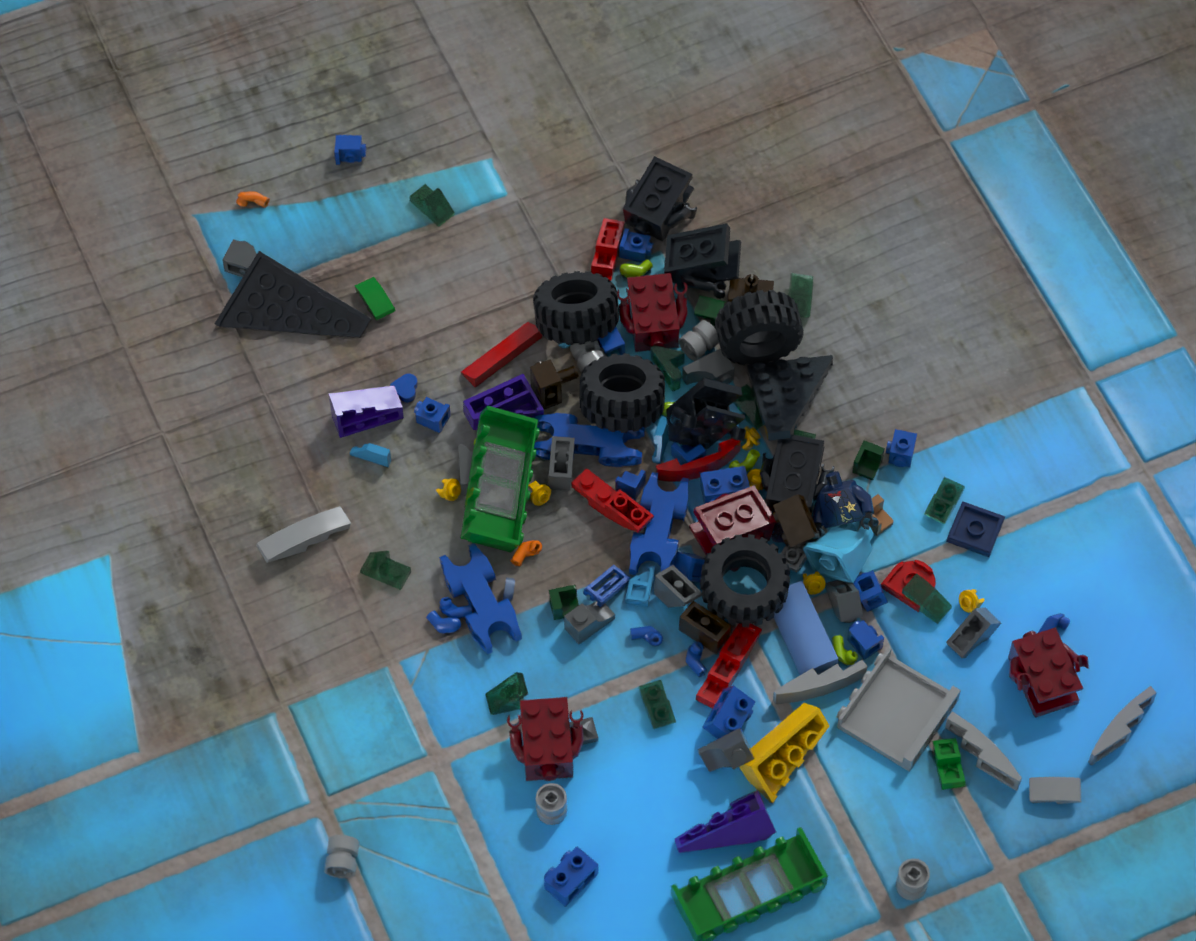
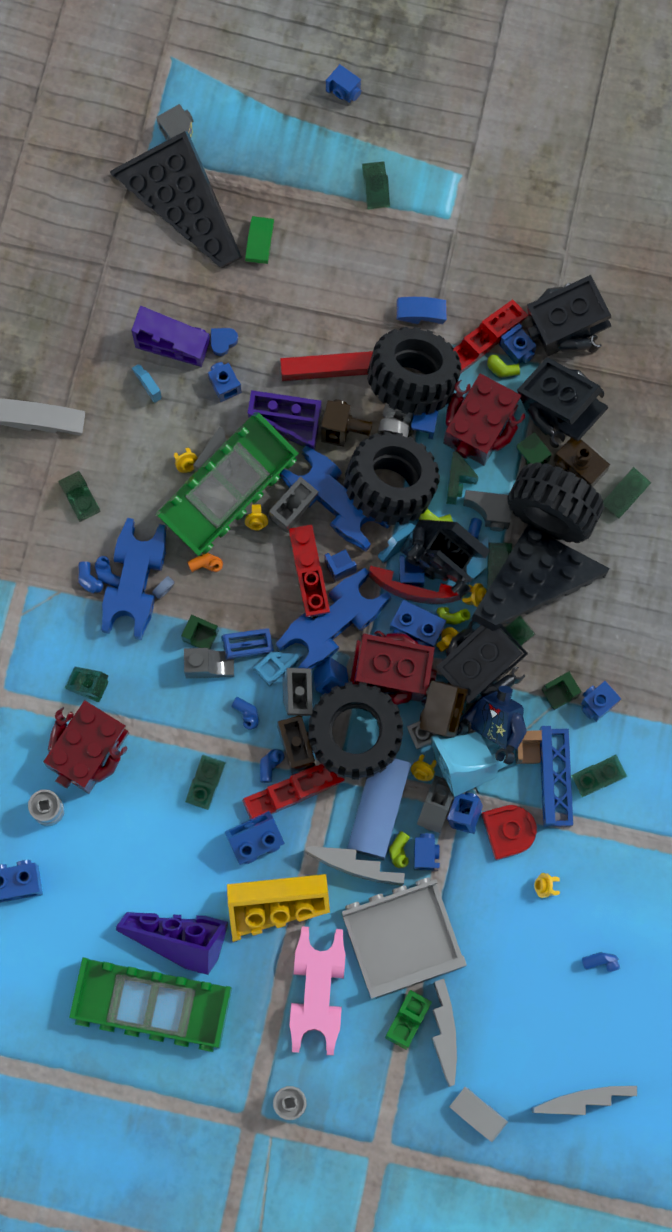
camera: 35 degrees right, 15 degrees up
(252, 196) = (223, 70): orange arm -> none
(537, 270) = (421, 308): none -> blue slope
(589, 730) = (129, 761): dark grey tile -> none
(700, 339) = (501, 473): light grey wheel -> none
(727, 751) = (228, 872): dark grey arch -> none
(875, 804) = (318, 969): none -> bright pink piece
(911, 528) = (548, 775): none -> blue fence
(927, 597) = (508, 856): clear green slope -> none
(973, 631) = (524, 917): dark grey arch -> none
(975, 529) = (606, 821): dark blue tile -> none
(1046, 671) = (554, 1001): dark red torso -> none

